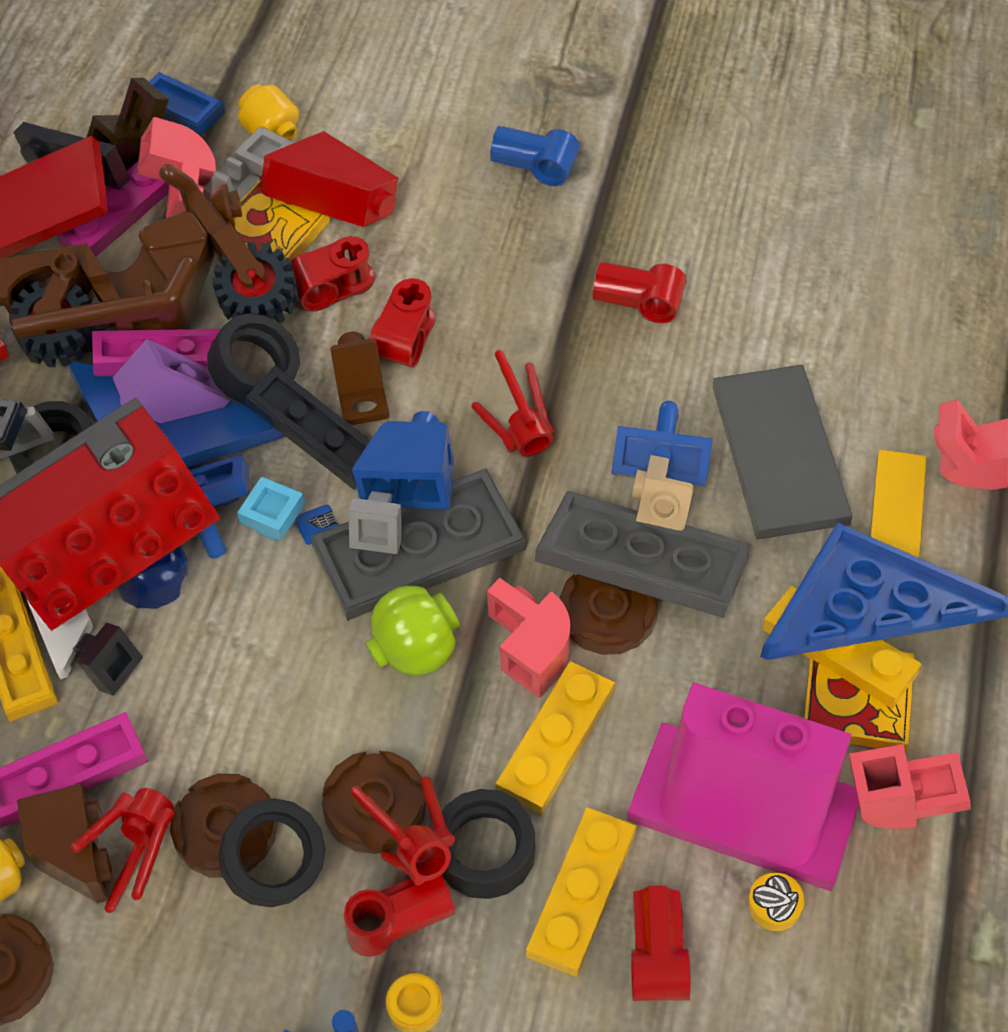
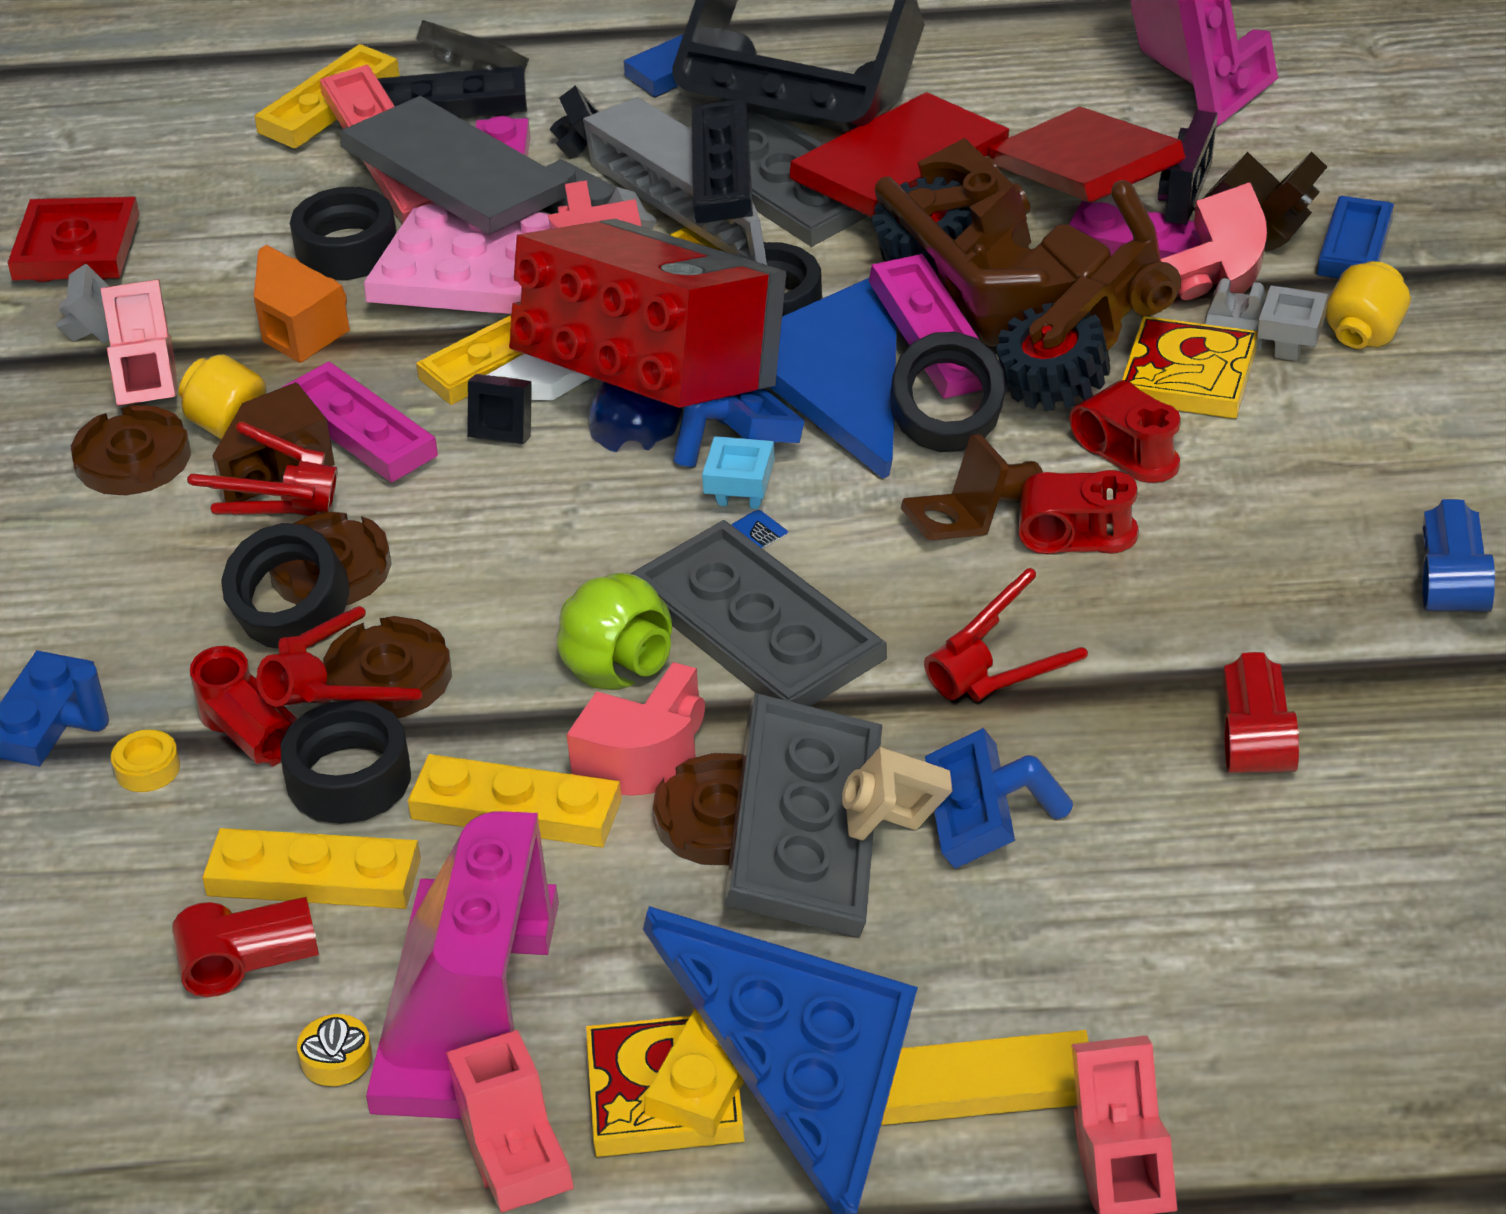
camera: 75 degrees right, 15 degrees down
(167, 384) = (867, 329): medium lavender slope -> none
(308, 423) = (871, 471): black tile -> none
(329, 180) = (1275, 376): red slope -> none
(375, 523) = (740, 546): light grey tile -> none
(409, 462) = (851, 561): blue torso -> none
(781, 452) = (1046, 930): dark grey tile -> none

